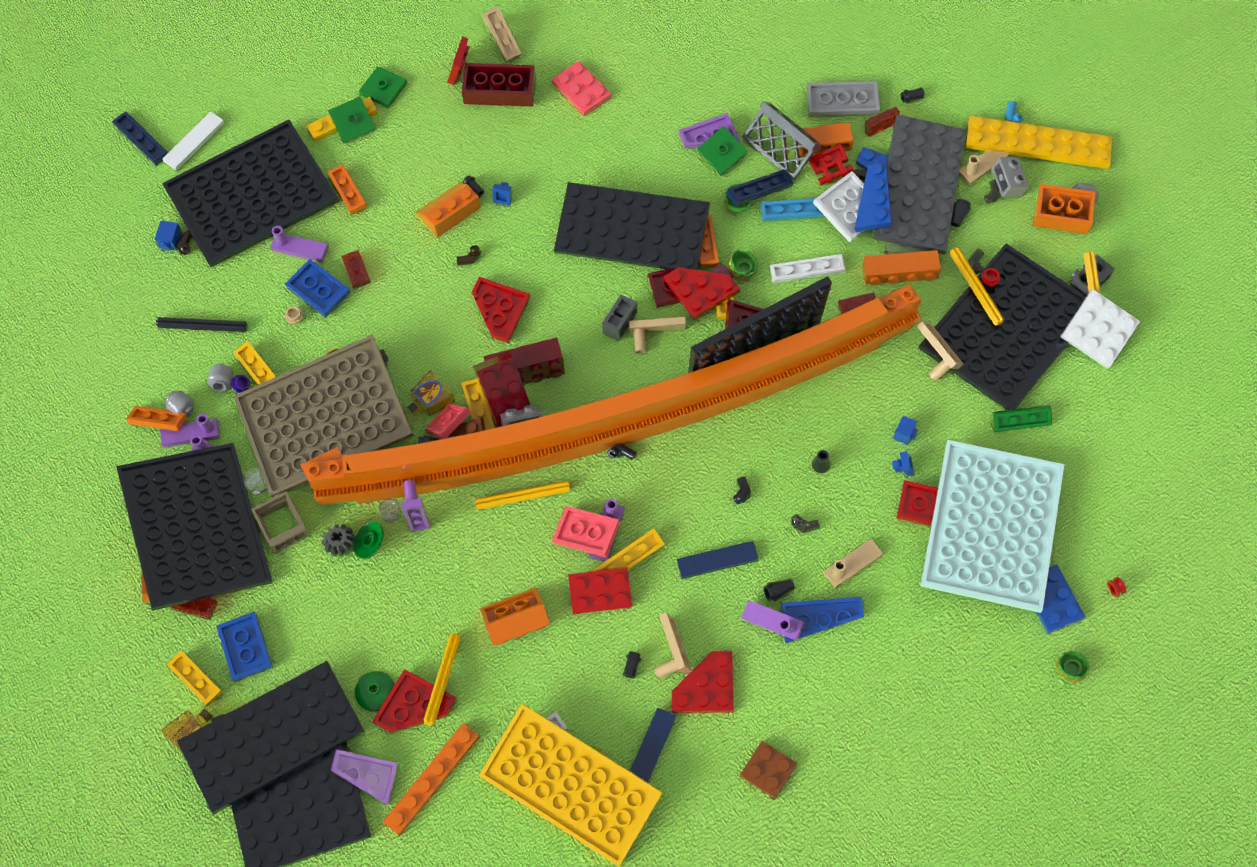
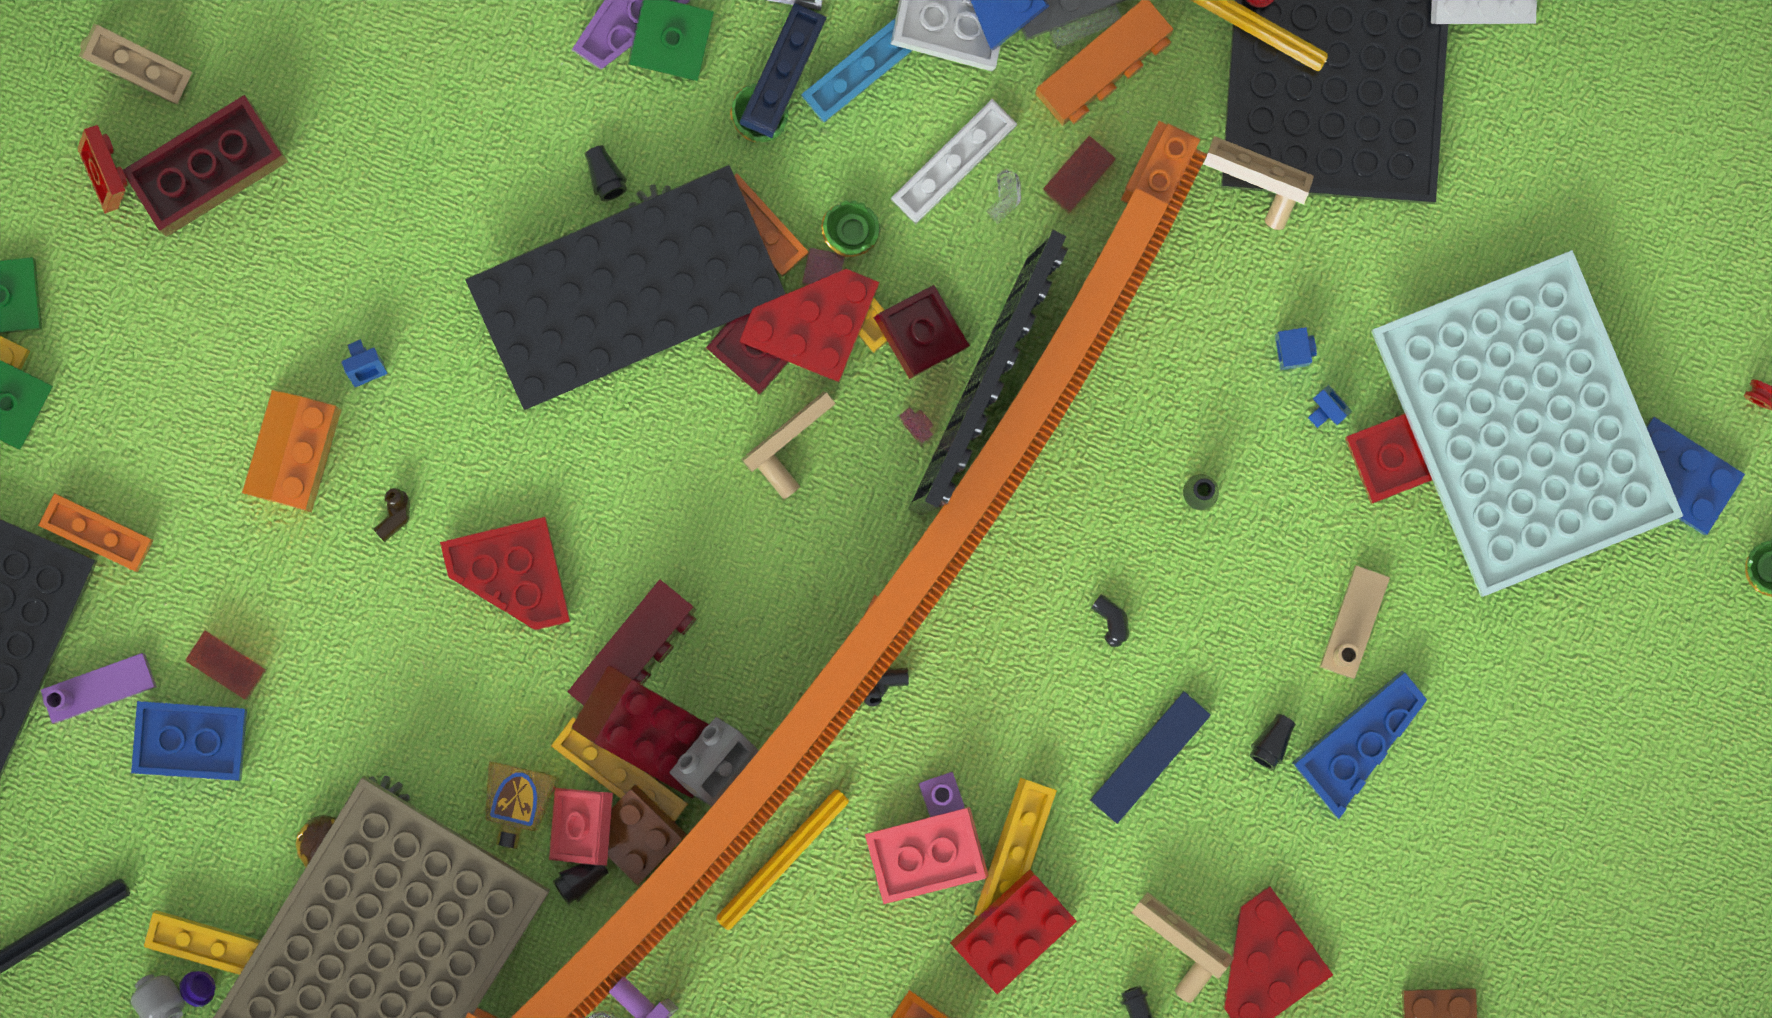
camera: 40 degrees left, 20 degrees up
(294, 315) = (187, 812): tan plate -> none
(473, 185) = (303, 383): black pin -> none
(581, 88) = (344, 70): coral plate -> none
(619, 316) = (722, 462): dark grey brick -> none
(656, 184) = (605, 175): none -> black cone
(773, 620) = (1300, 799): medium lavender piece -> none
(804, 526) = (1241, 613): clear smoke arm -> none
(1022, 418) = (1457, 205): green tile -> none

